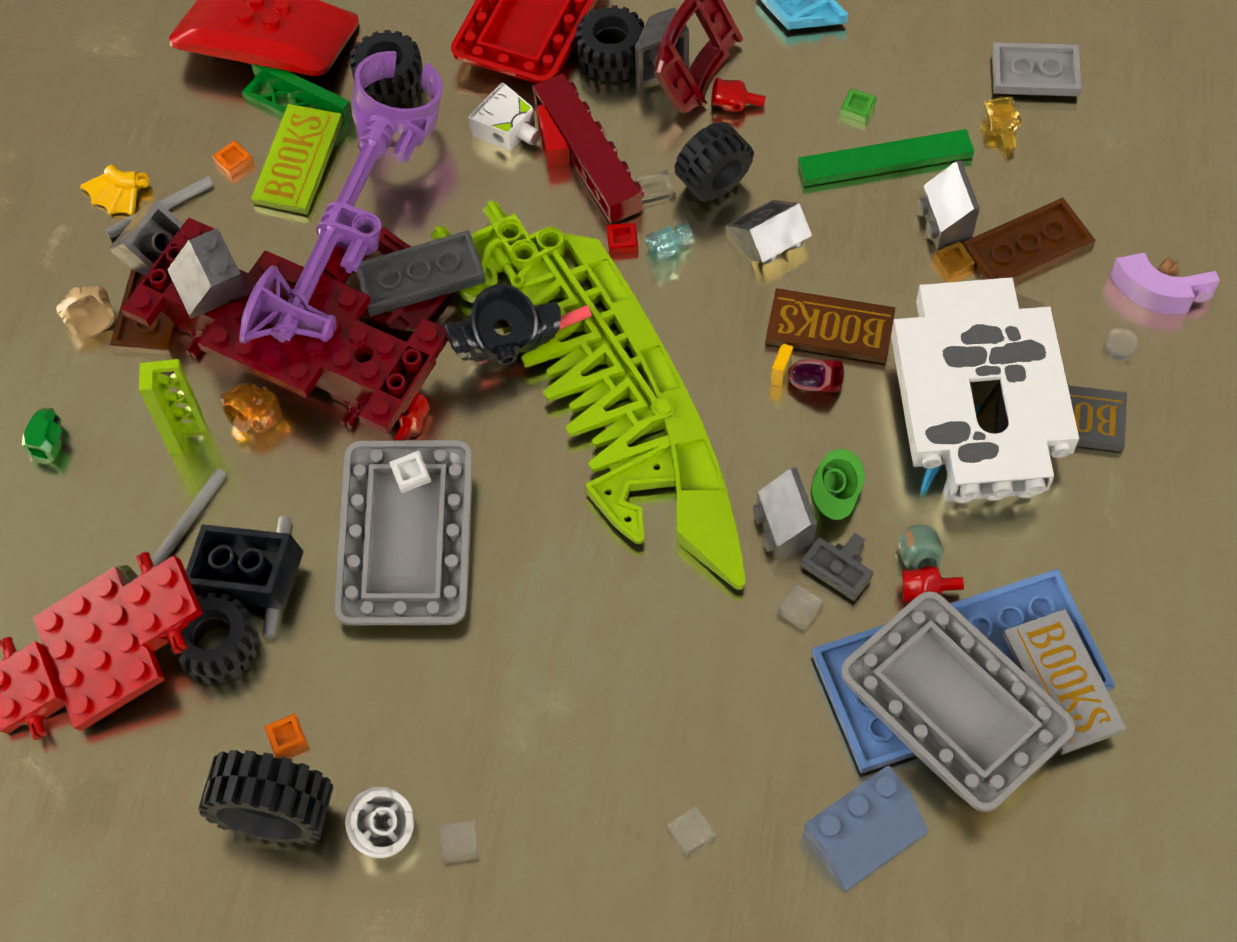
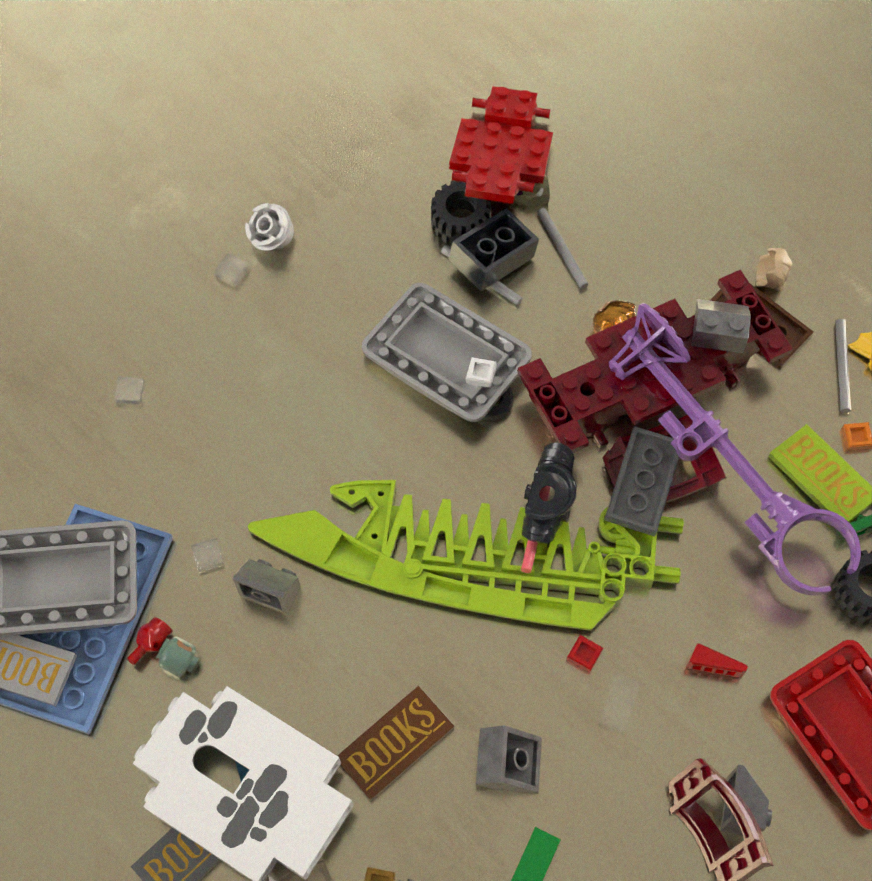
camera: 125 degrees right, 5 degrees up
(43, 435) = (687, 200): green rock -> none
(146, 237) = (805, 332): flat silver slope -> none
(162, 402) = (637, 254): lime fence -> none
(266, 797) = (324, 171): black tyre -> none
(286, 736) = (371, 222): orange tile -> none
(412, 420) = (529, 410): red piece -> none
(504, 120) = (758, 642): white torso -> none
(590, 151) = (686, 682): dark red brick -> none
(604, 27) = (797, 760): black tyre -> none
(665, 242) = (553, 675): clear light blue piece -> none
(714, 161) = (592, 754): black tyre -> none
(733, 95) = (659, 836): red piece -> none
(781, 365) = (386, 677): yellow tile -> none
(817, 375) = (357, 694): rock -> none
(837, 484) = (262, 633): bright green piece -> none
(839, 565) = (211, 598): dark grey hinge -> none
(865, 828) = (44, 480): sand blue slope -> none

